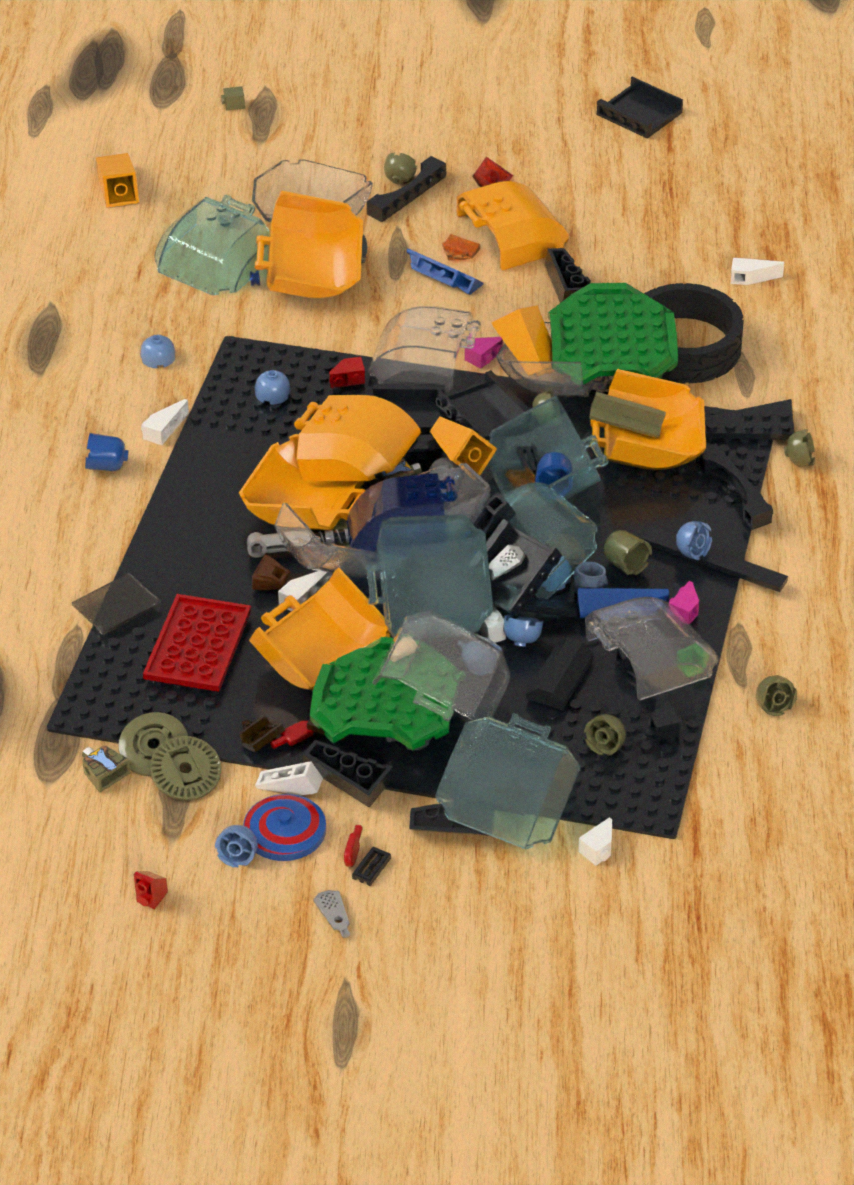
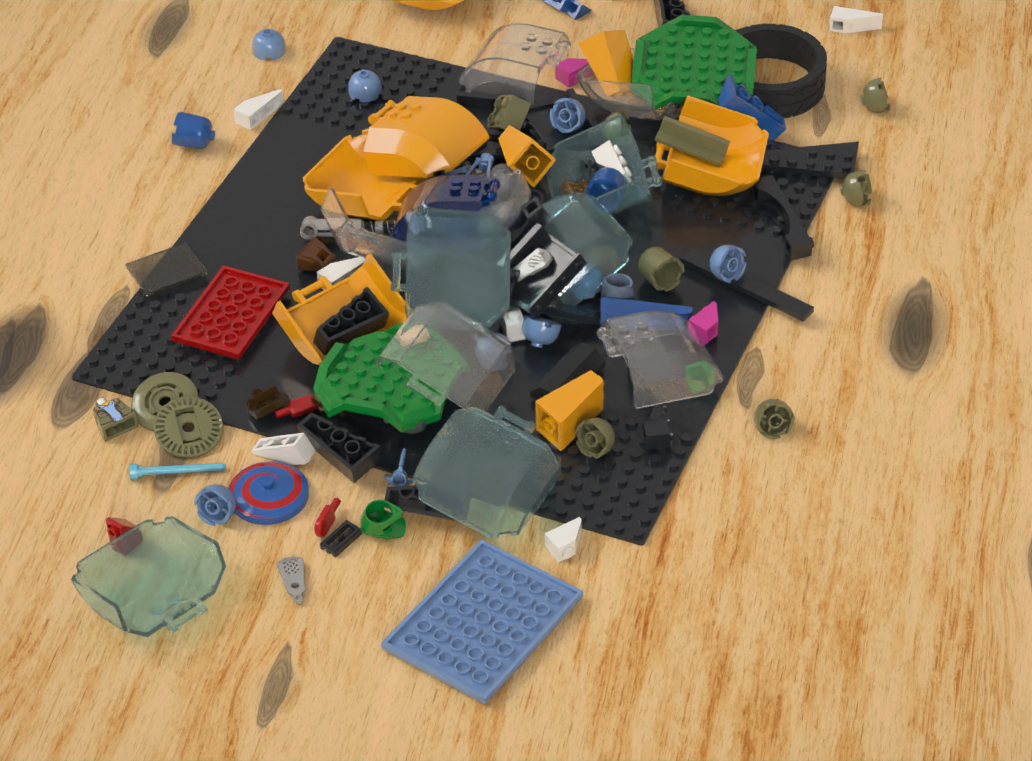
camera: 10 degrees right, 0 degrees up
(144, 820) = (138, 471): none -> medium azure piece
(194, 927) = (151, 576): none -> clear light blue windscreen
(332, 639) = (358, 318): none -> black wedge
(347, 373) = (438, 79): red slope -> none
(410, 846) = (381, 523): none -> green helmet
(418, 796) = (399, 476): none -> medium blue plant
(422, 460) = (484, 162): none -> medium blue plant
(433, 402) = (508, 111): none -> olive slope
(493, 399) = (567, 115): none -> medium blue cylinder
(536, 934) = (482, 621): none -> medium blue plate
(547, 441) = (609, 156): none -> white slope
(573, 707) = (567, 407): none -> light orange slope
(665, 367) = (739, 100): none -> blue wedge
(796, 350) = (875, 96): none -> olive cylinder

